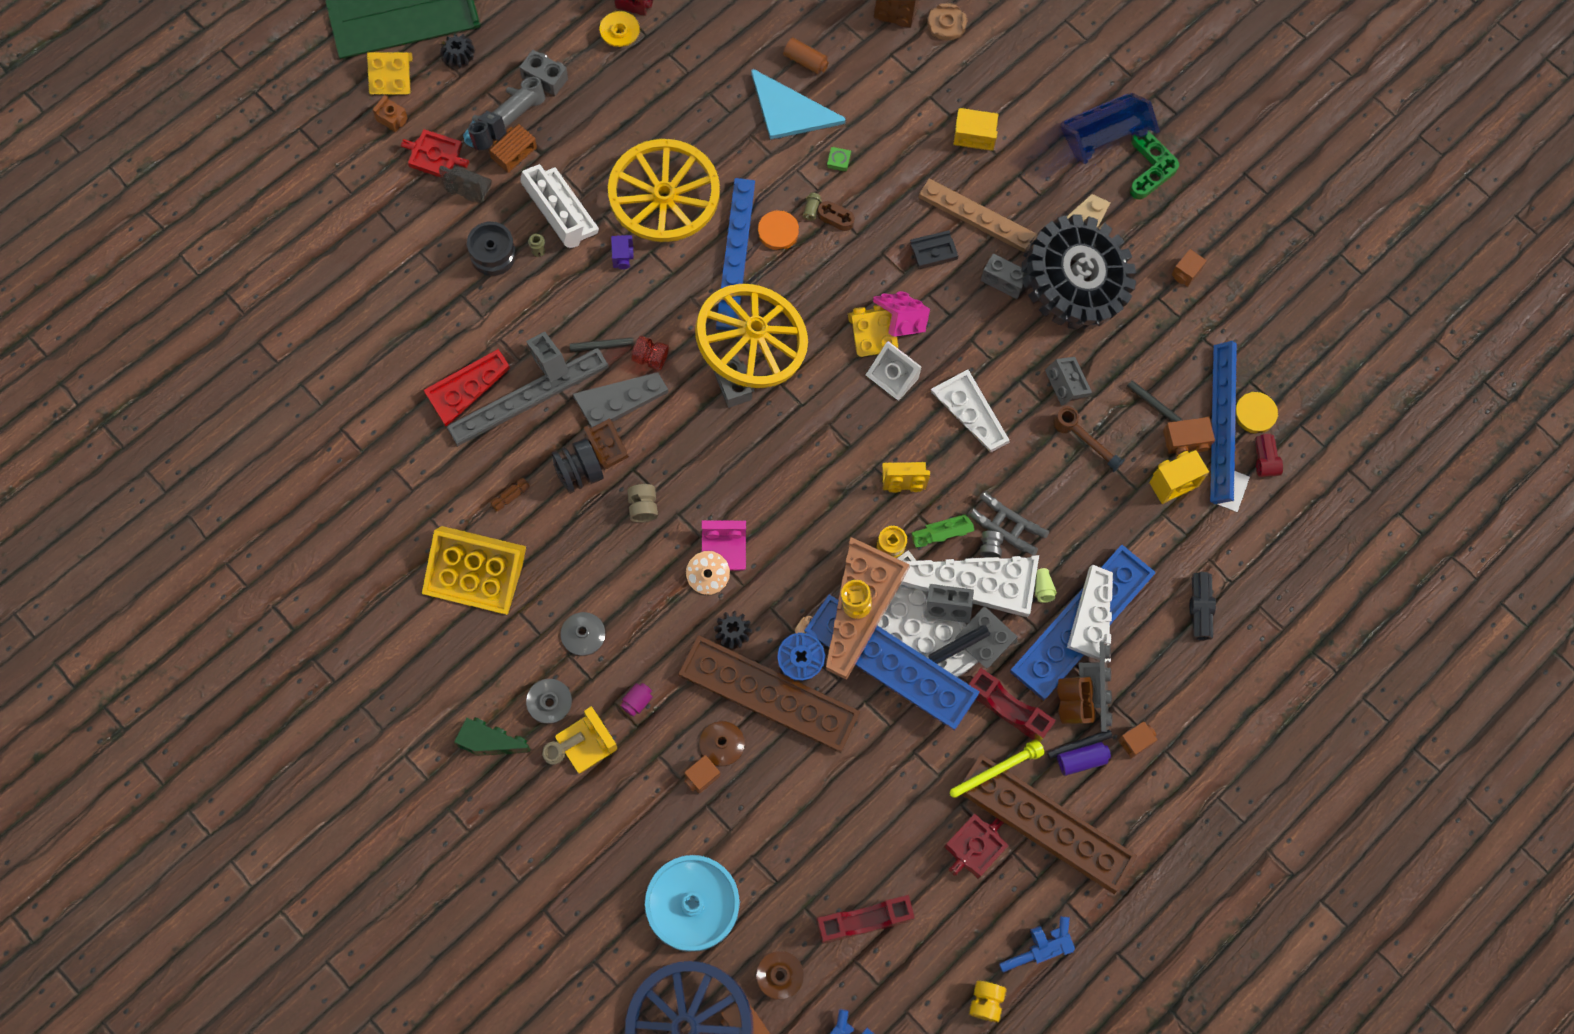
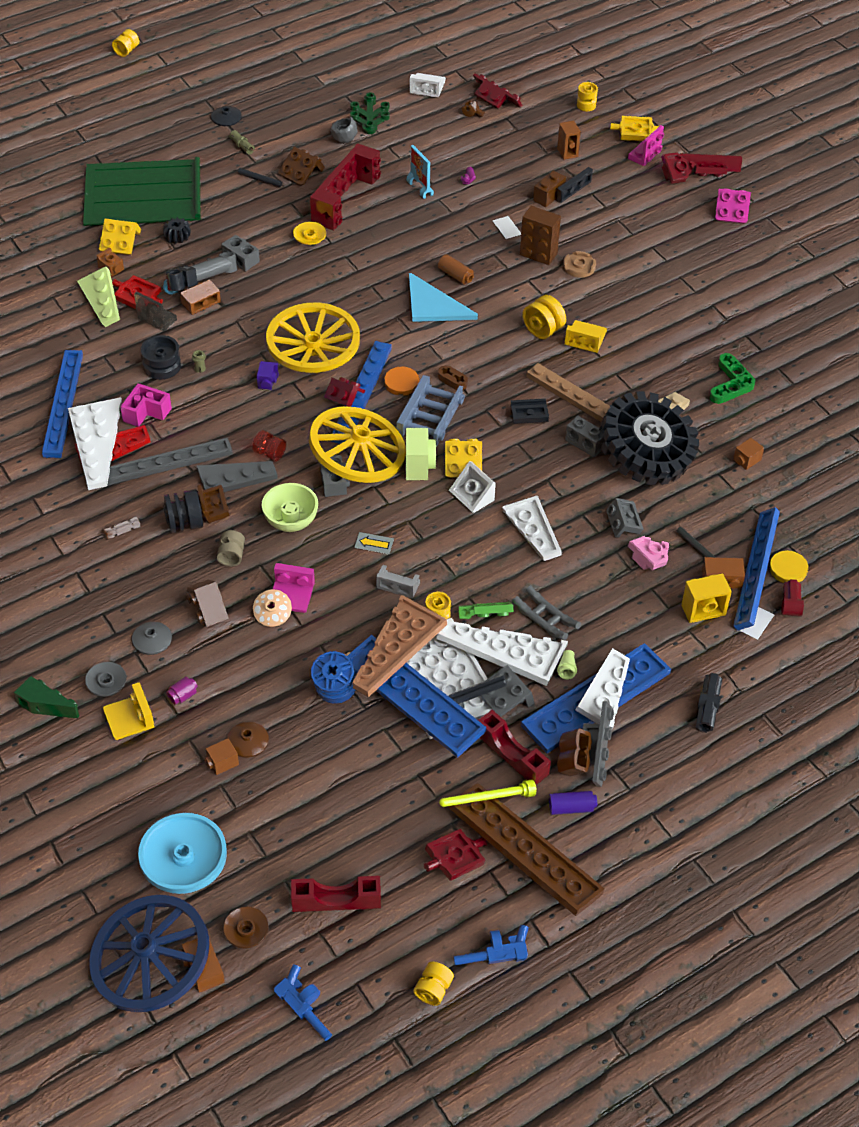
camera: 15 degrees right, 20 degrees down
(391, 163) = (101, 295): none -> yellowish green wing
(392, 333) = (62, 401): none -> blue plate
(444, 370) = (95, 437): none -> white wing
(473, 569) = (73, 573): yellow slope -> none
(491, 317) = (145, 402): none -> dark pink brick
(547, 356) = (182, 433): dark grey brick -> none
(555, 752) = (98, 718): dark tan plate -> none
(558, 205) = (224, 336): white brick -> none
(603, 344) = (231, 436): pearl dark grey bar -> none
(636, 580) = (208, 601): none -> brick
(701, 429) = (290, 507): none -> yellowish green piece
(717, 262) = (342, 391): none -> dark red bracket
(734, 637) = (281, 652): black gear -> none
(769, 694) = (300, 706): reddish brown plate -> none
(798, 461) = (374, 543): none -> light grey sticker
(802, 275) = (418, 399): none -> sand blue fence
(813, 201) = (434, 366): olive pin -> none
(825, 337) = (419, 453): none -> yellowish green piece
(838, 159) = (465, 341): bright green tile -> none
(838, 512) = (396, 583): none -> light grey hinge
(856, 599) = (391, 632): yellow wheel -> none
(905, 476) = (462, 563): yellow bracket -> none
(908, 314) = (492, 449): dark pink bracket -> none
(925, 114) = (544, 316): none -> yellow wheel
(949, 603) = (471, 656): dark grey brick -> none
(991, 544) = (527, 624): flat silver wheel -> none
(1063, 427) = (616, 548): reddish brown piece -> none
(1096, 738) = (595, 790): black bar -> none
(1105, 422) = (649, 553): none -> bright pink plate
(1107, 123) = (699, 345): clear blue windscreen -> none
(1138, 739) = (626, 796): dark orange brick -> none

